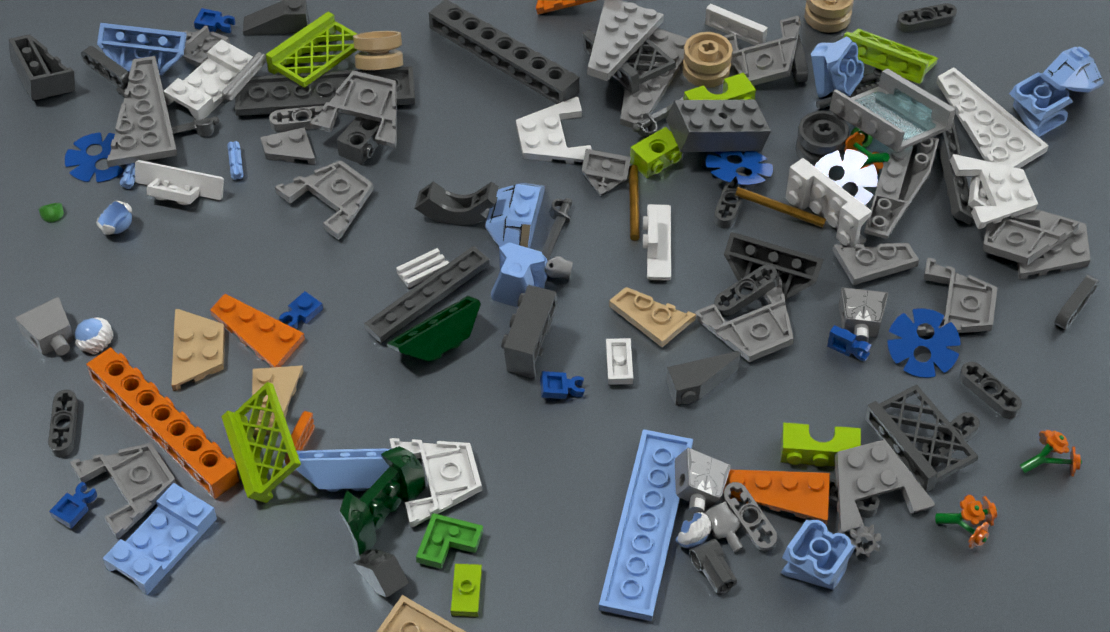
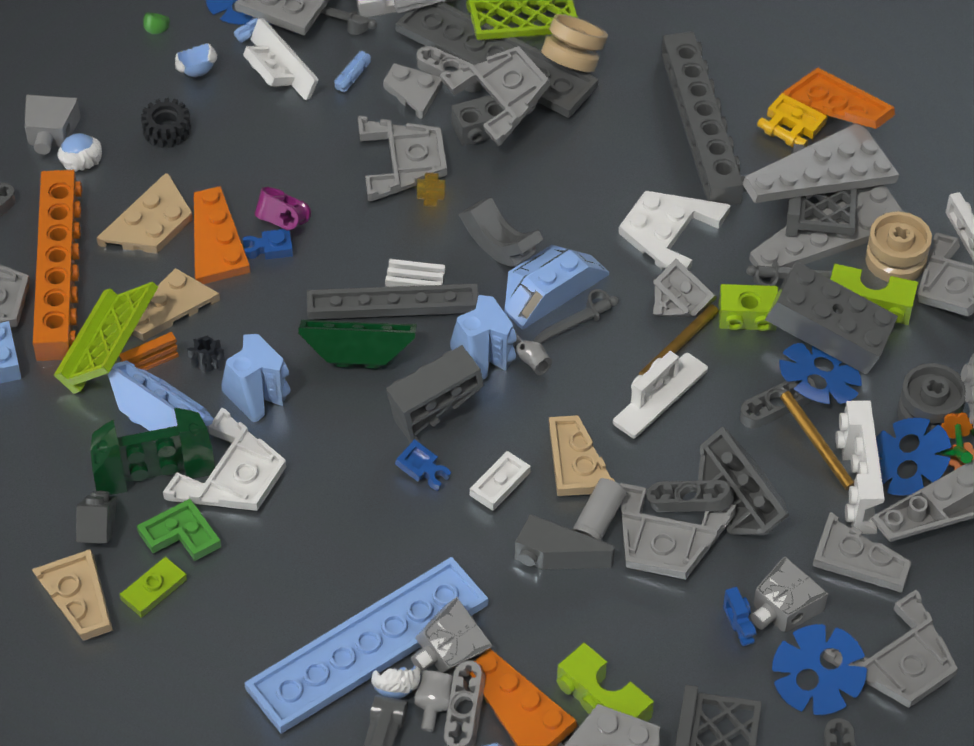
camera: 40 degrees right, 0 degrees up
(137, 285) = (166, 112): none -> black tyre
(286, 281) = (281, 209): none -> magenta piece
(338, 411) = (205, 353): none -> black gear
(377, 204) = (431, 189): none -> clear yellow gear
(395, 402) = (255, 376): none -> light blue piece
(560, 16) = (795, 115): none -> yellow plate
(702, 334) = (600, 509): none -> light grey pin

